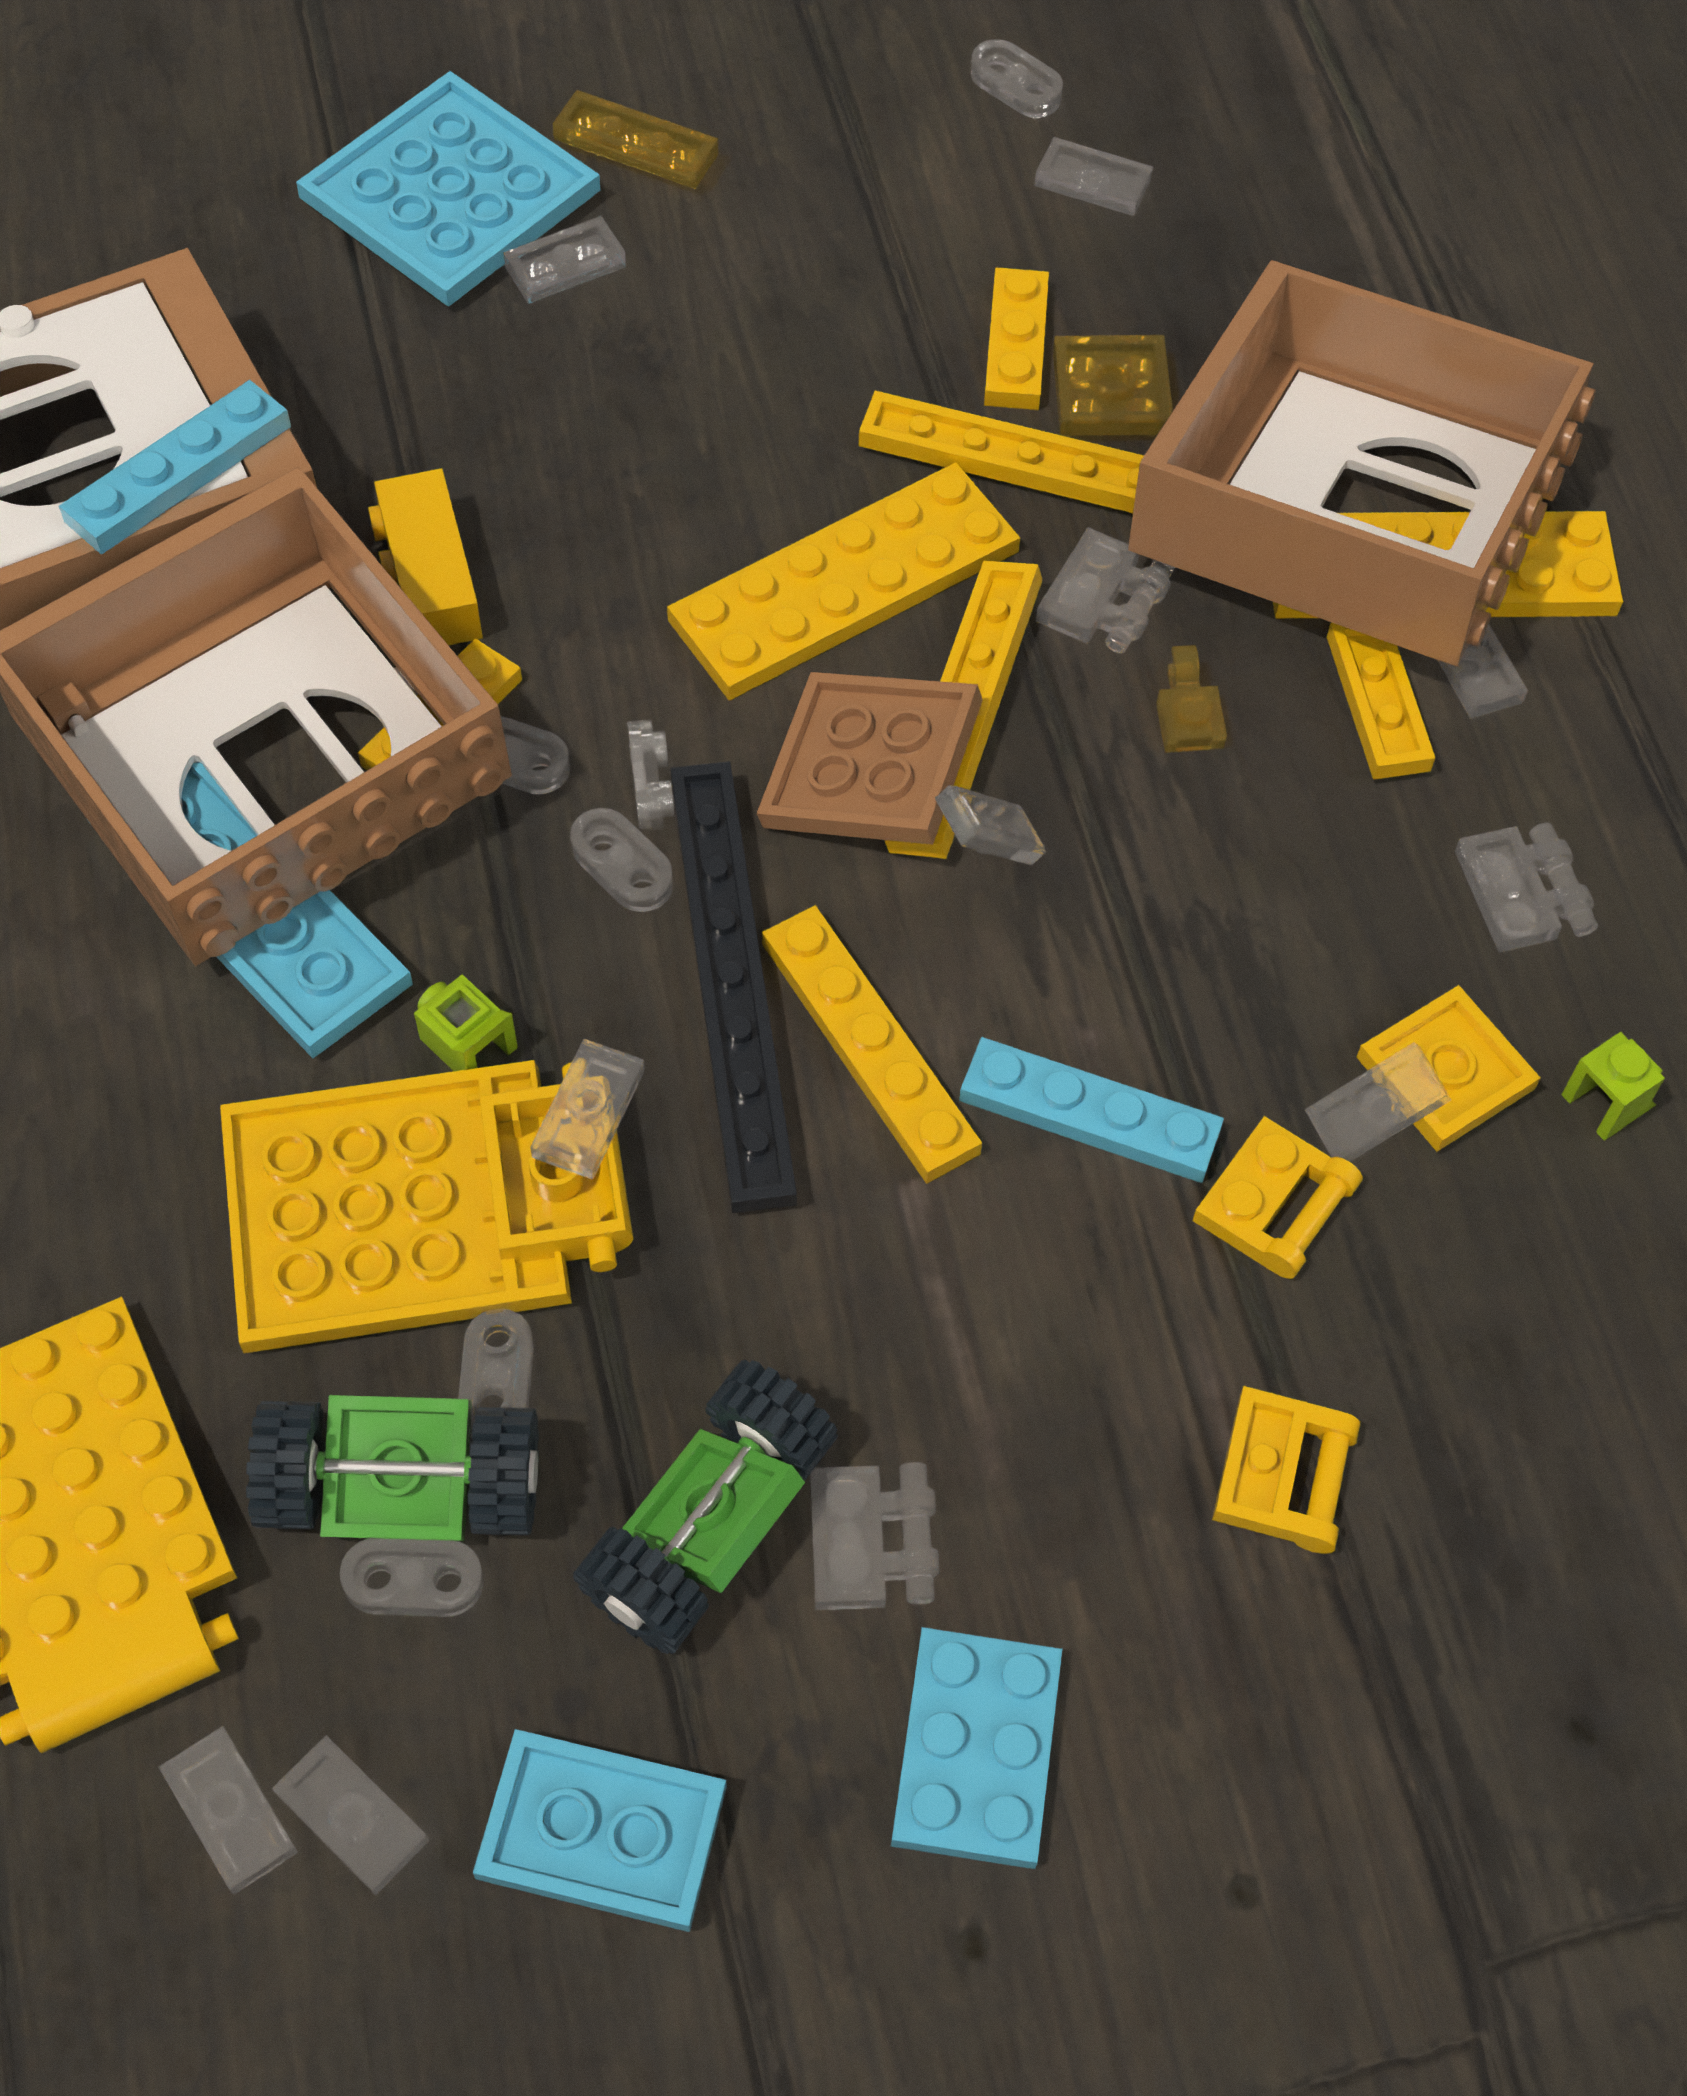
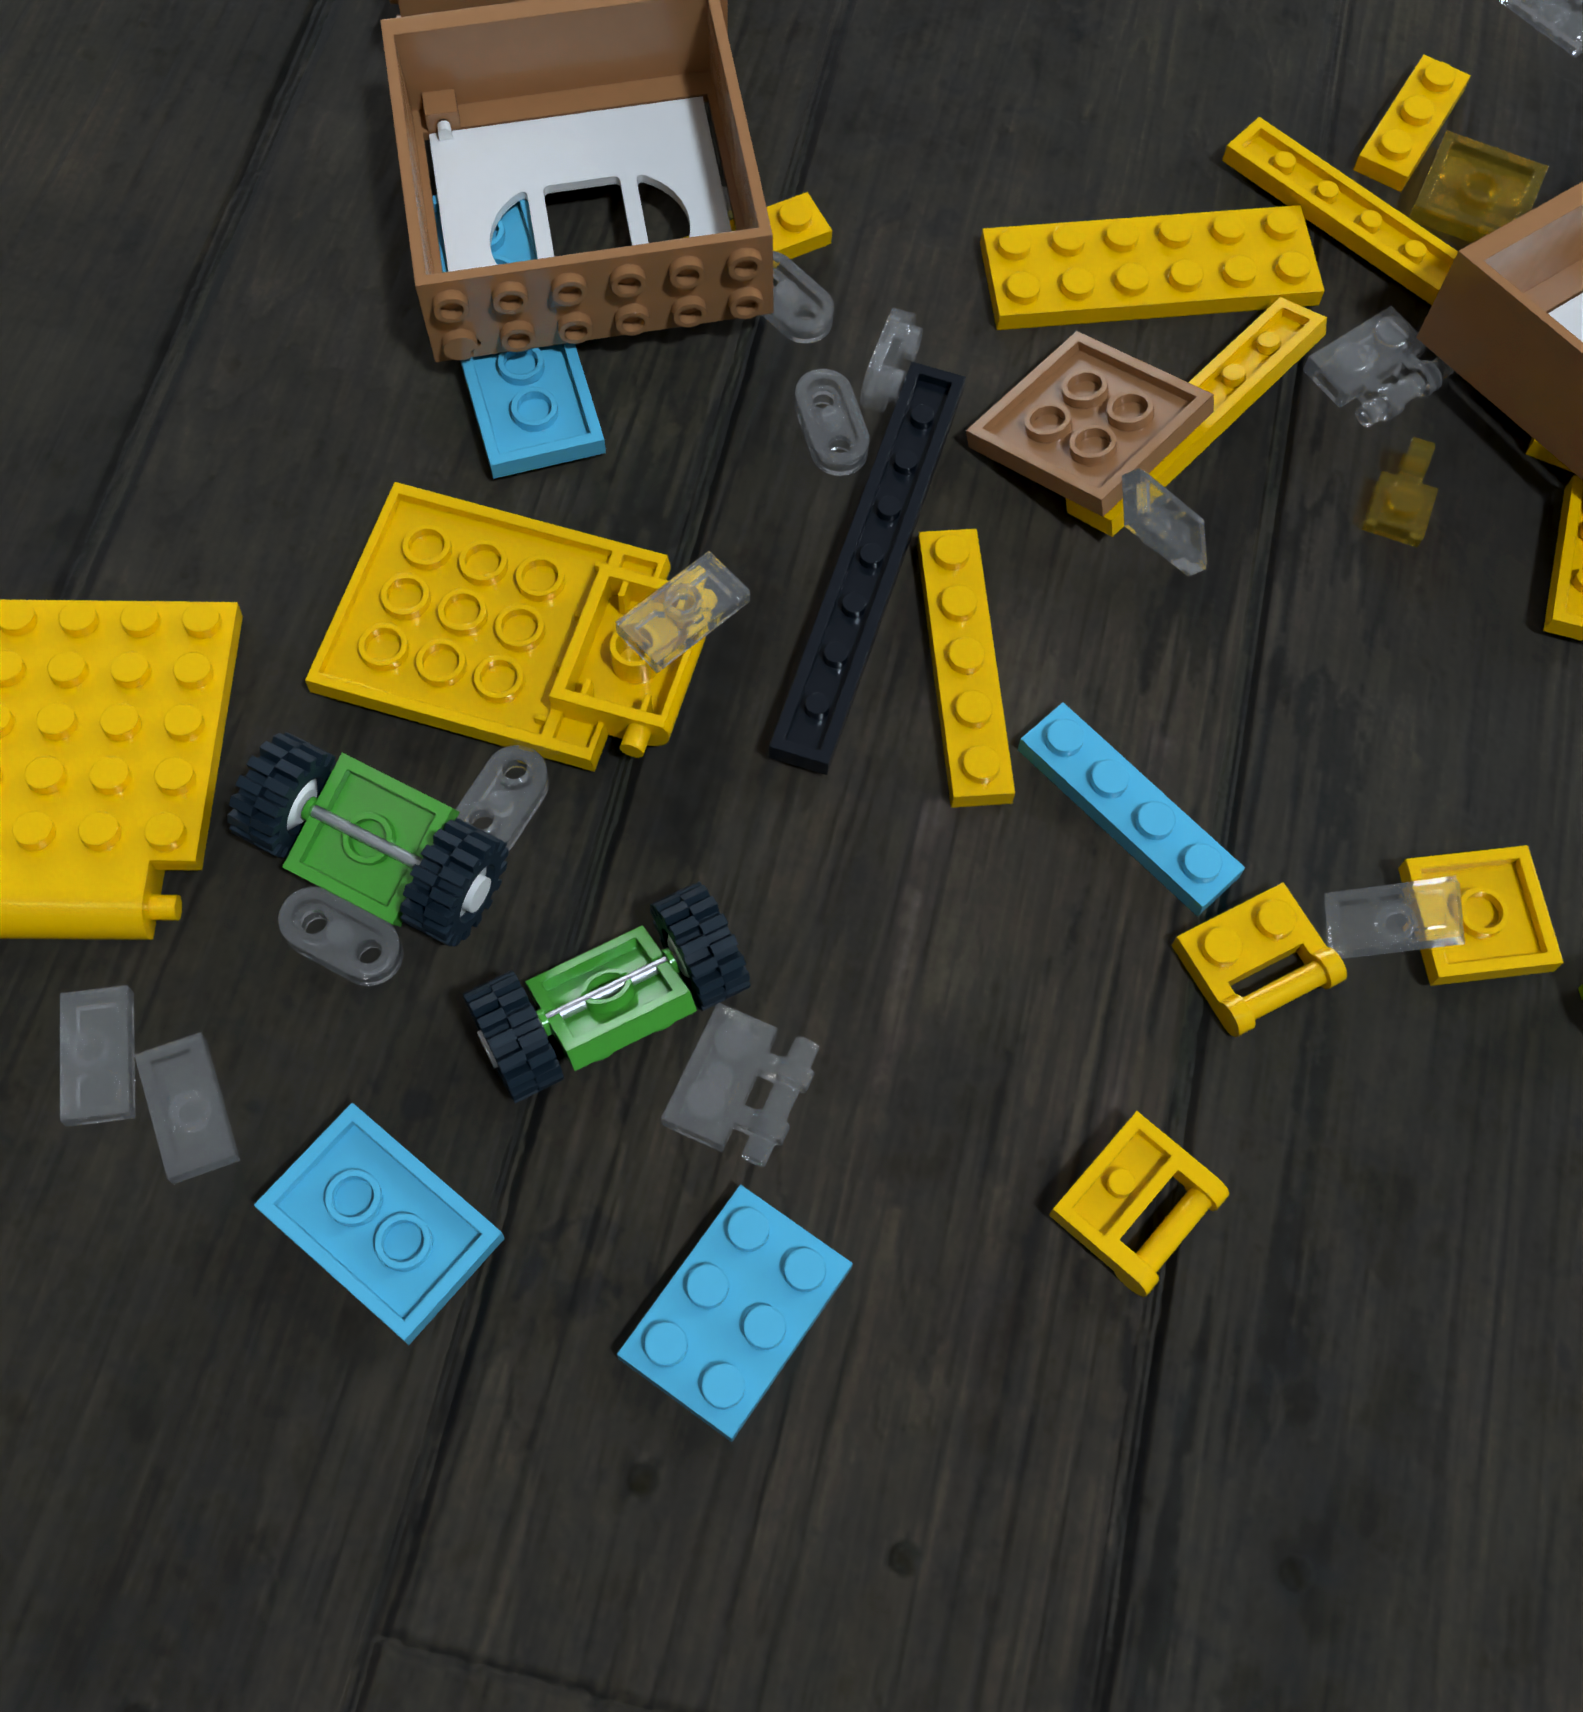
camera: 25 degrees right, 5 degrees up
(426, 552) = (799, 110): yellow brick -> none
(460, 1022) = (625, 496): lime window -> none

